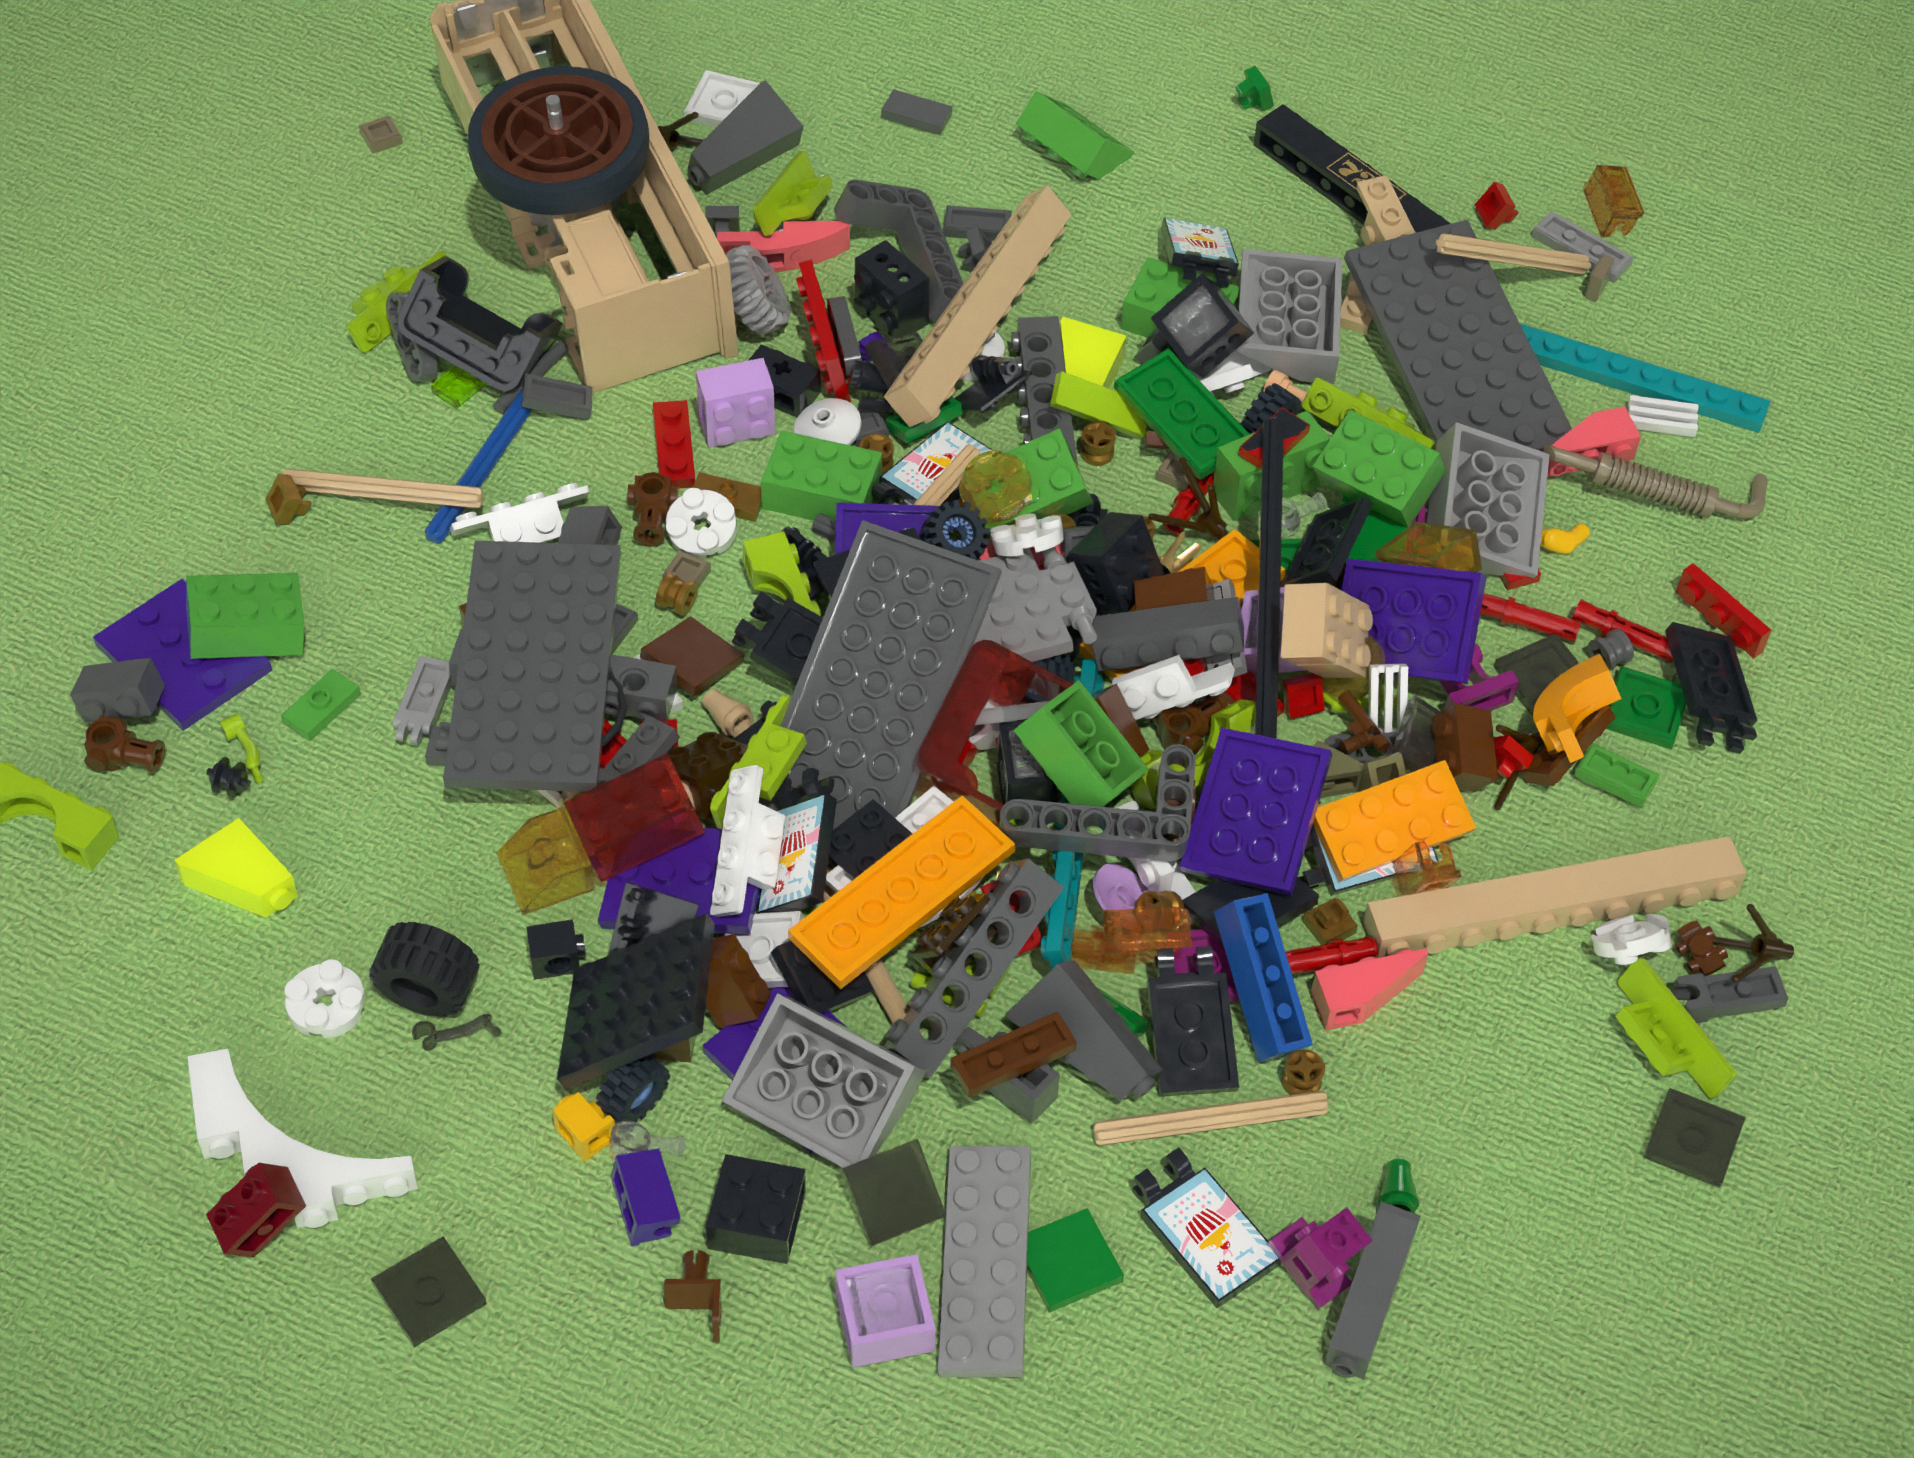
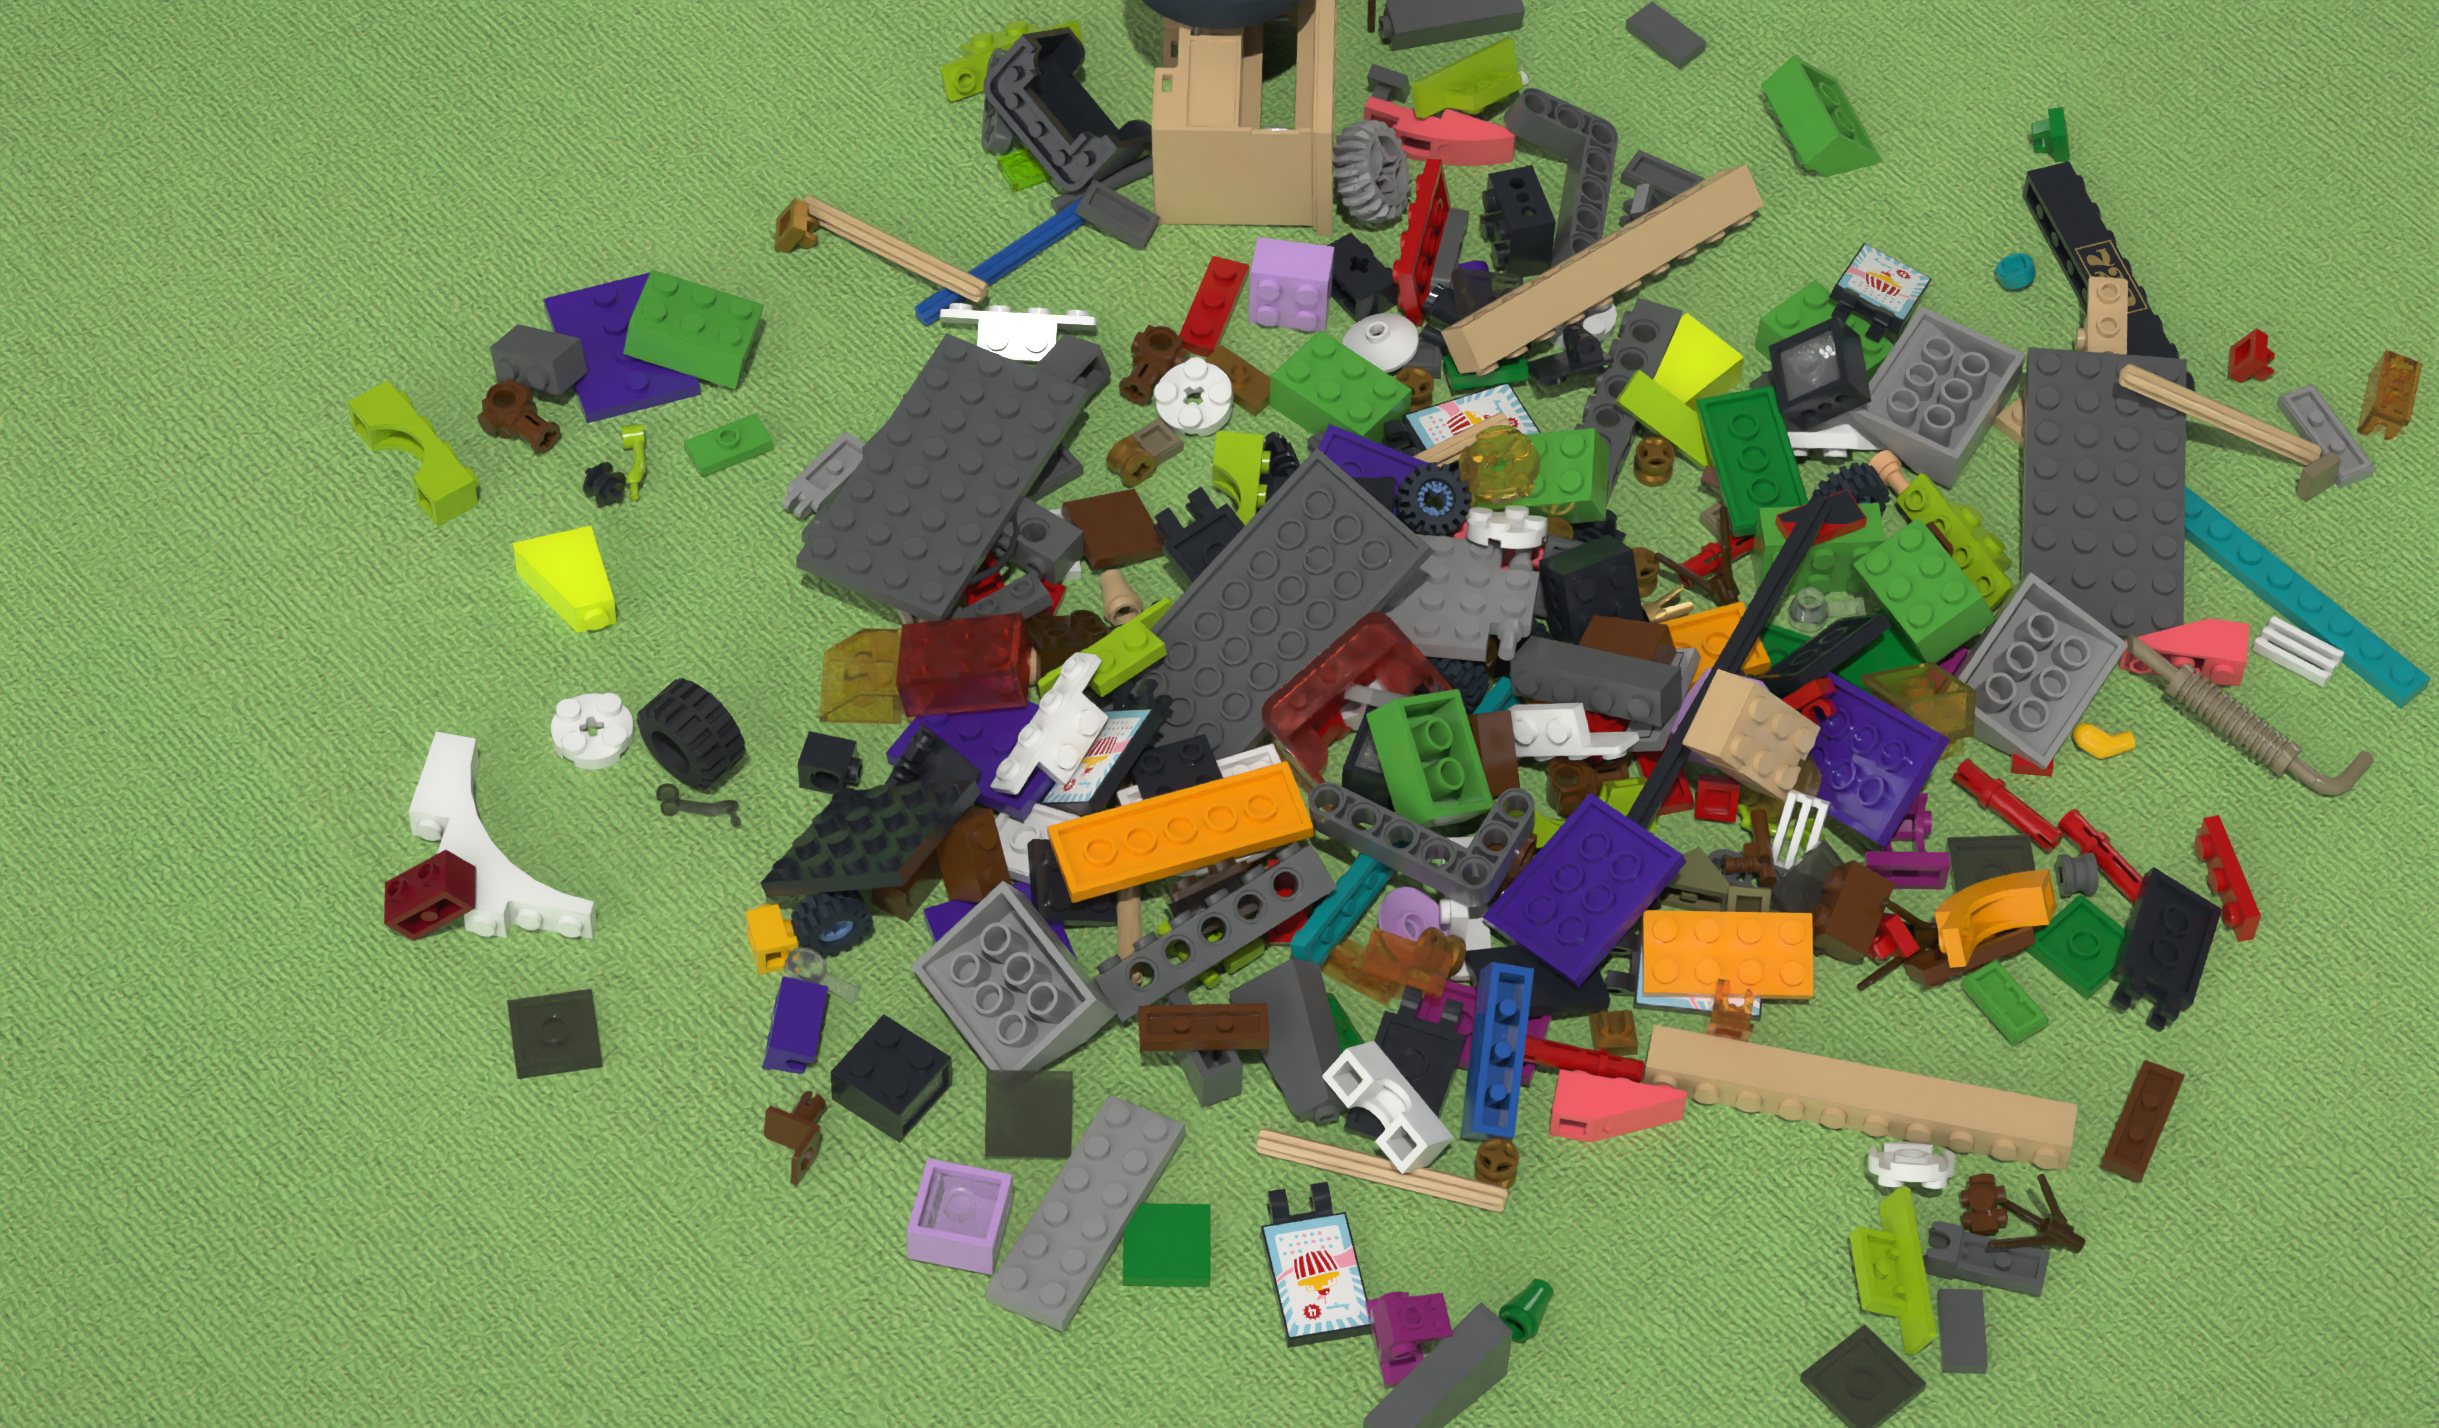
camera: 25 degrees right, 0 degrees up
(1179, 1046) = (1371, 1081): none -> white arch
(1286, 201) = (2016, 271): none -> teal tile
(1350, 581) = (1811, 696): none -> red tile
(1754, 1071) = (1962, 1331): none -> dark grey tile
(1776, 830) = (2142, 1121): none -> reddish brown plate

